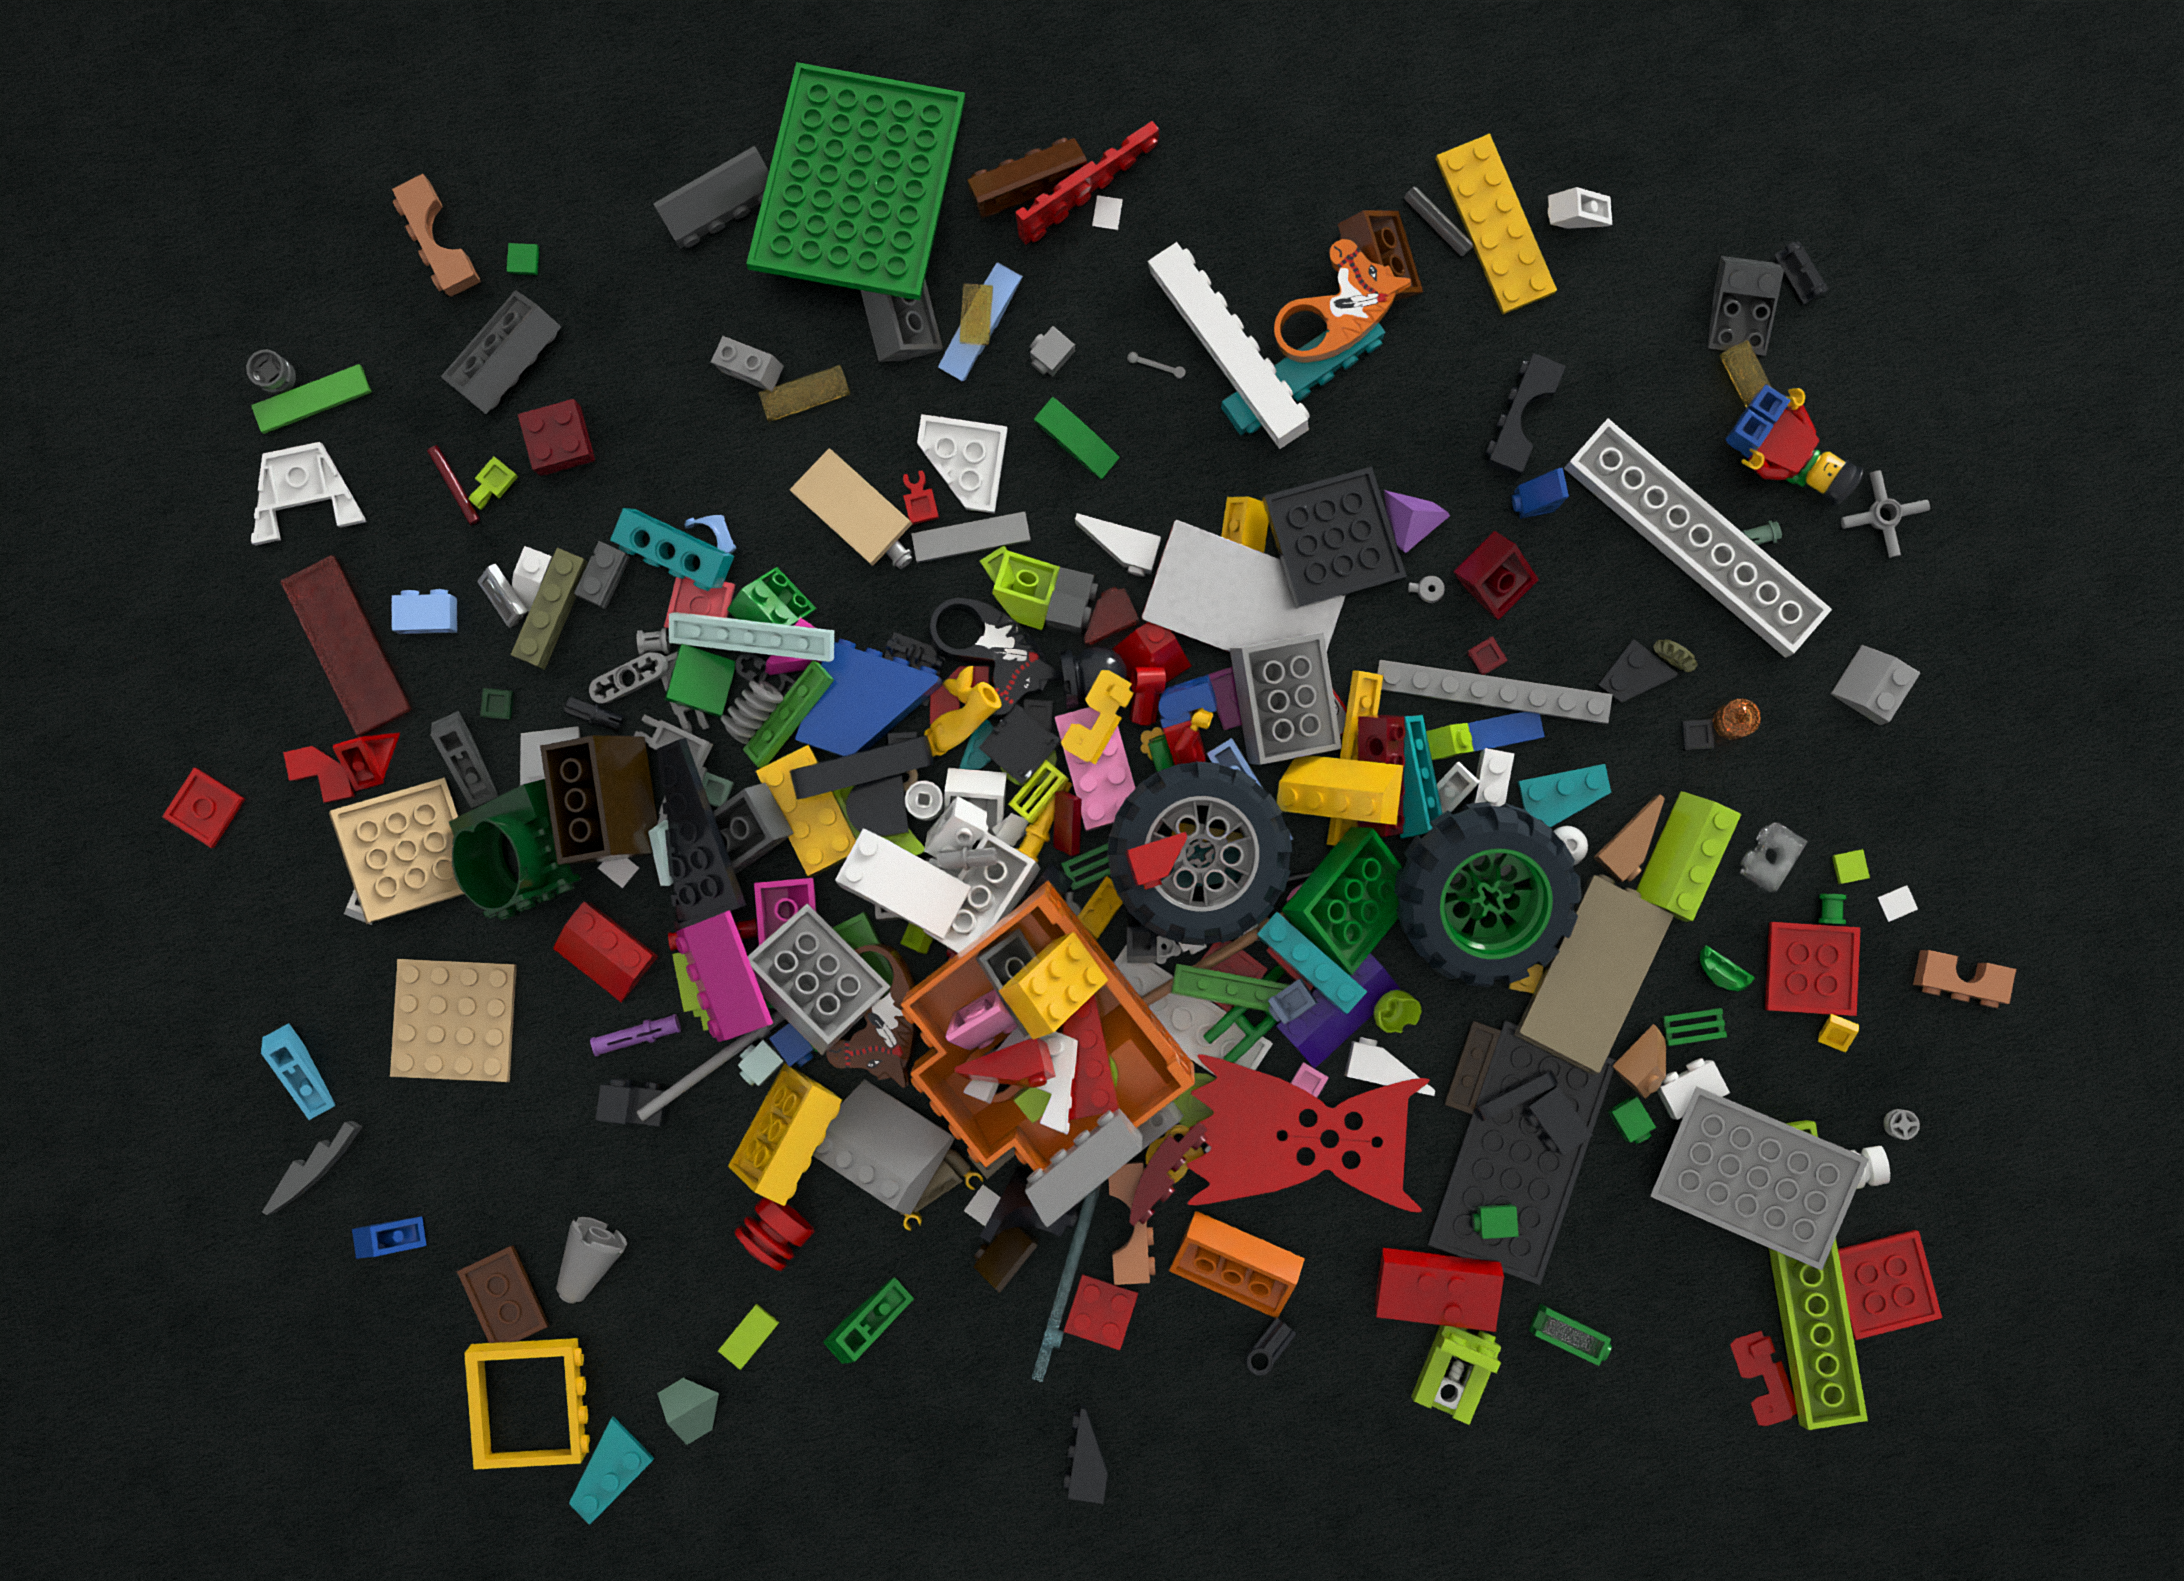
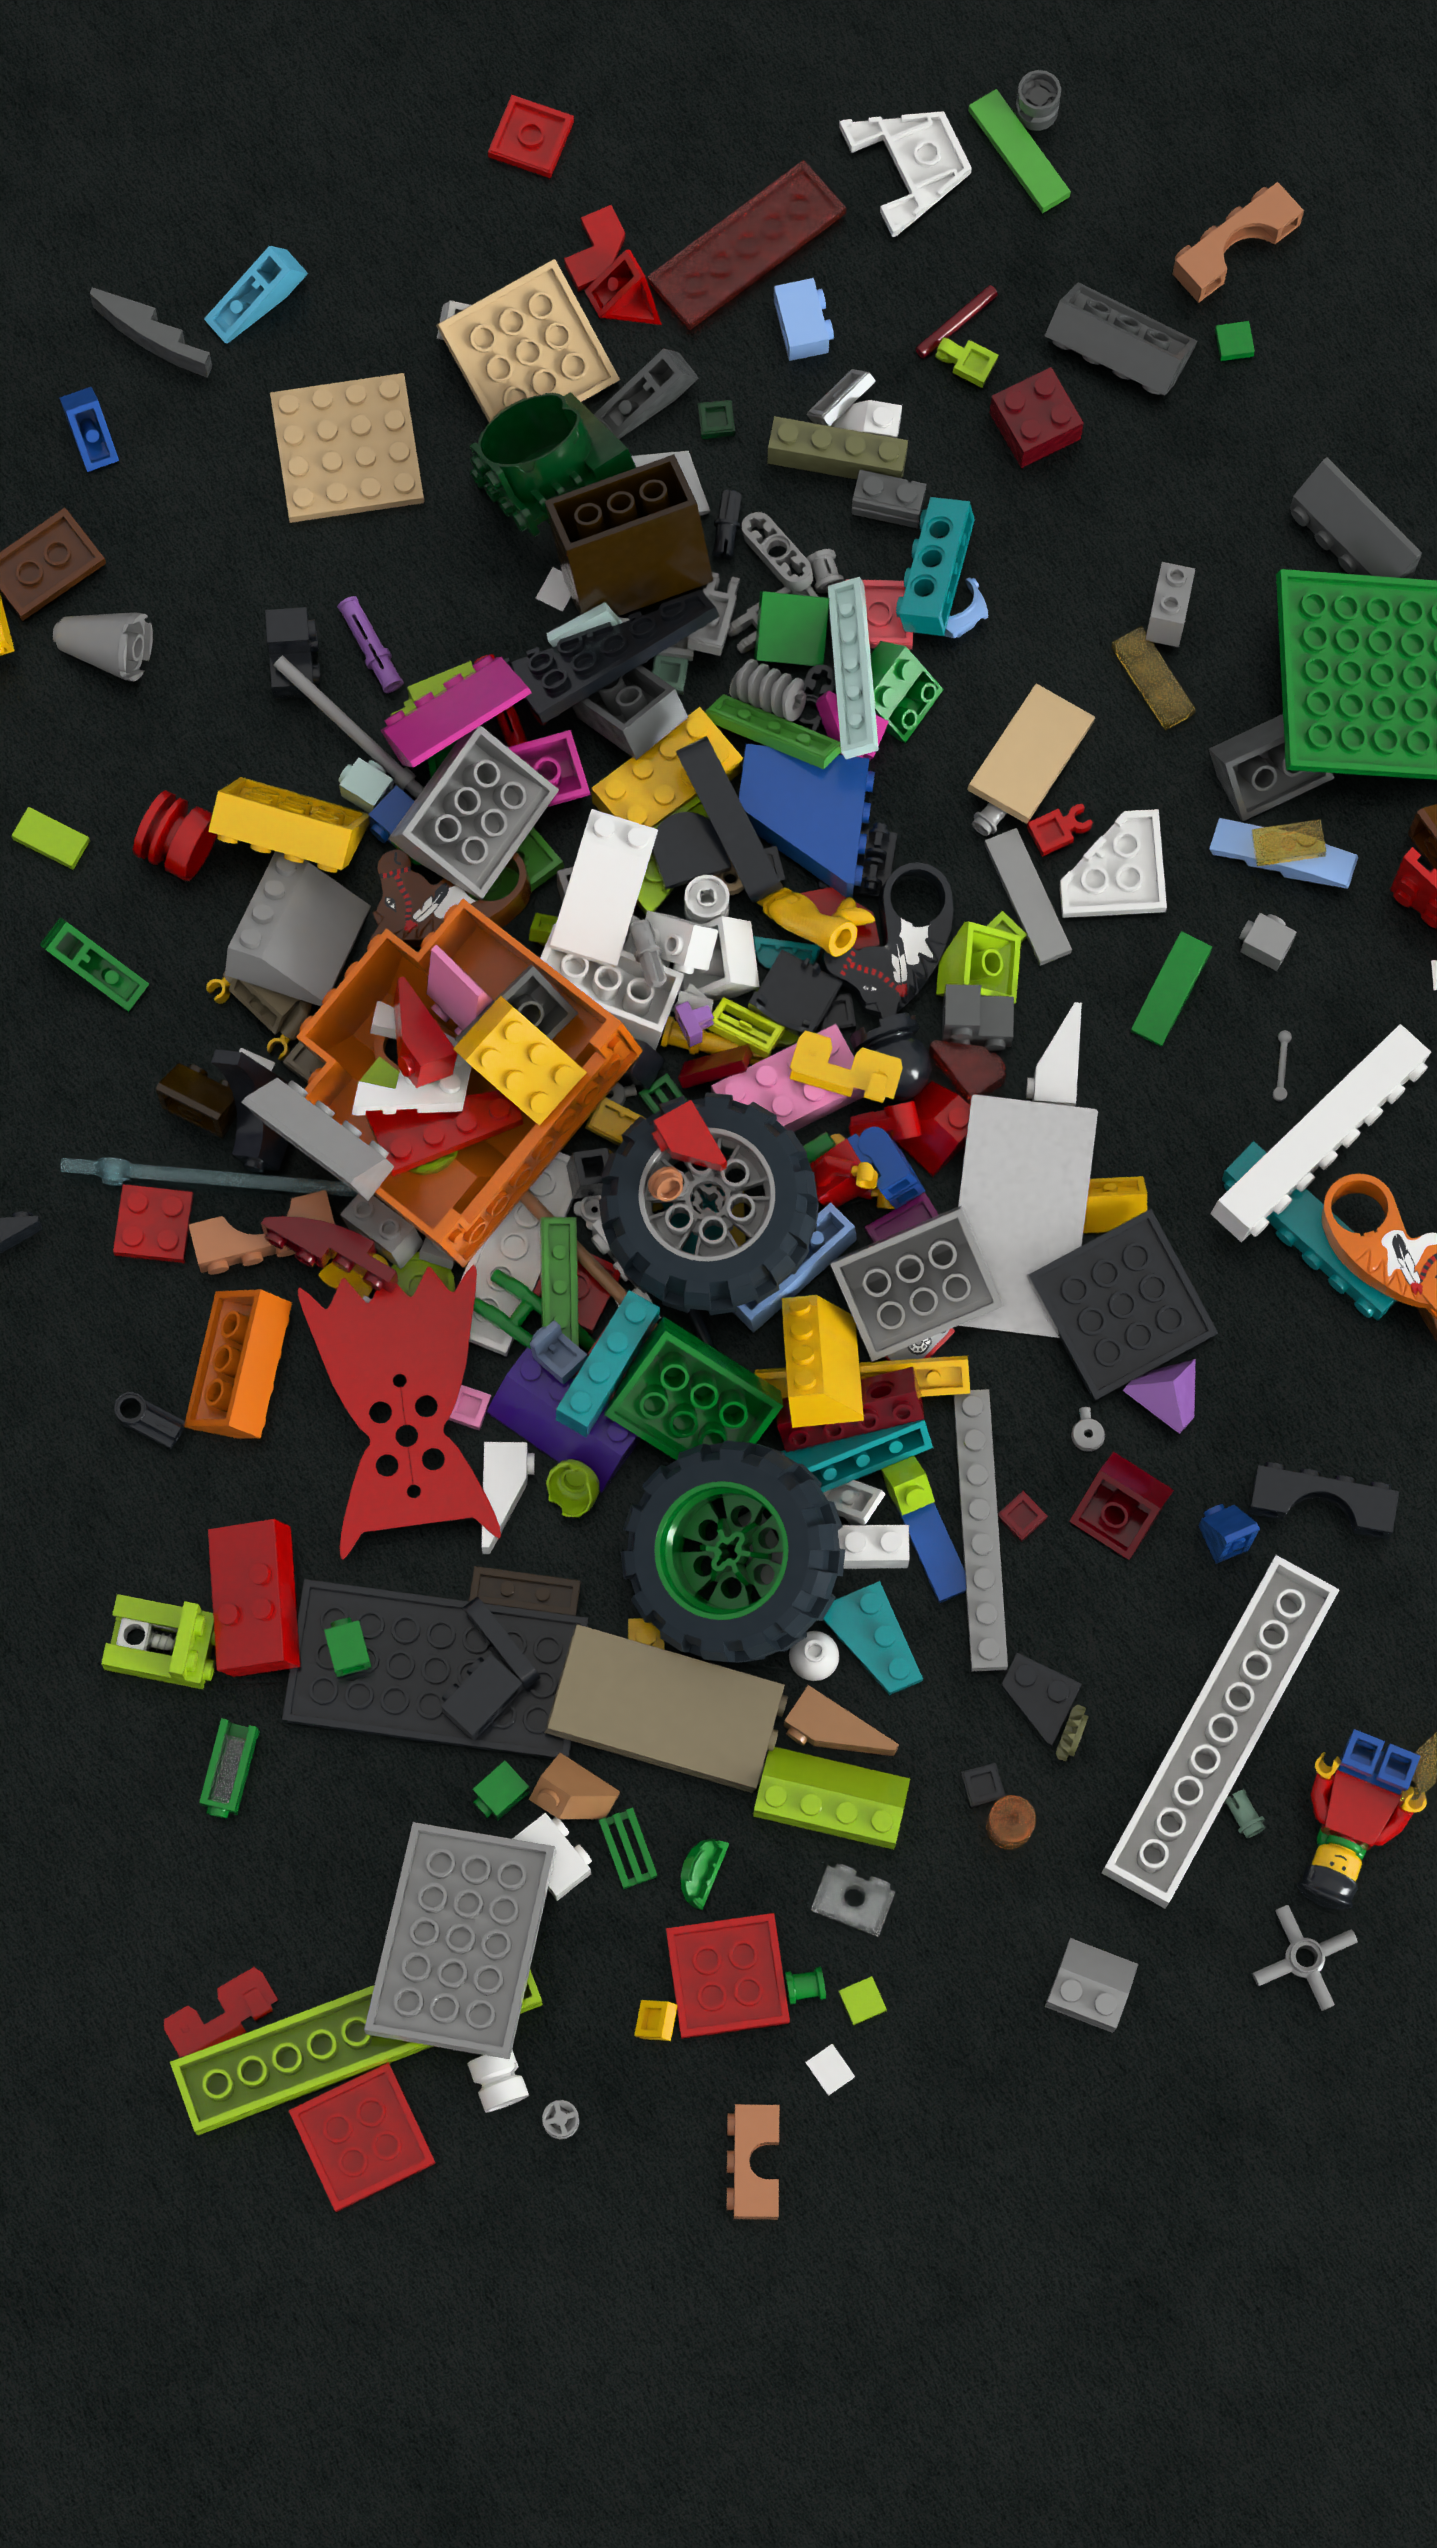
camera: 70 degrees right, 10 degrees down
(604, 951) = (460, 591): red slope -> none
(1030, 834) = (693, 1022): none -> medium lavender tile
(1189, 885) = (666, 1184): none -> nougat plate

